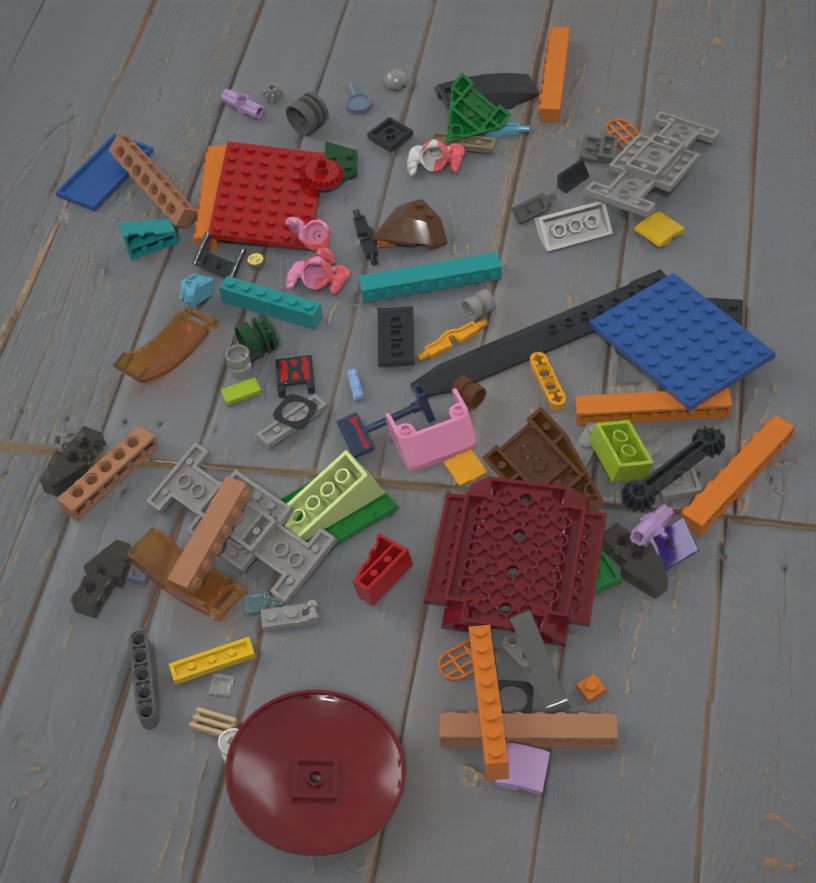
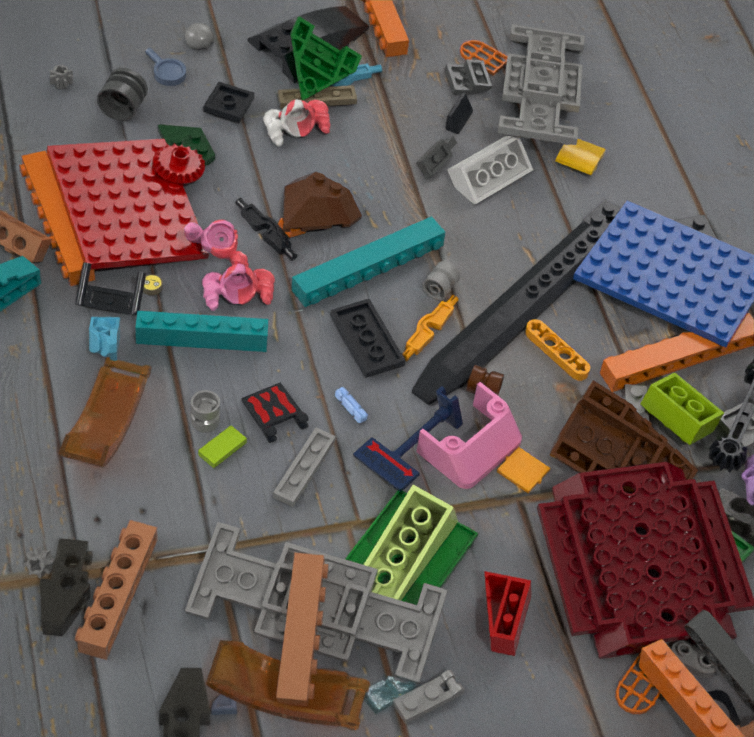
camera: 35 degrees left, 0 degrees up
(242, 103) = (30, 96): lavender piece -> none
(260, 335) = (214, 372): dark green wheel -> none
(277, 414) = (314, 469): black piece -> none

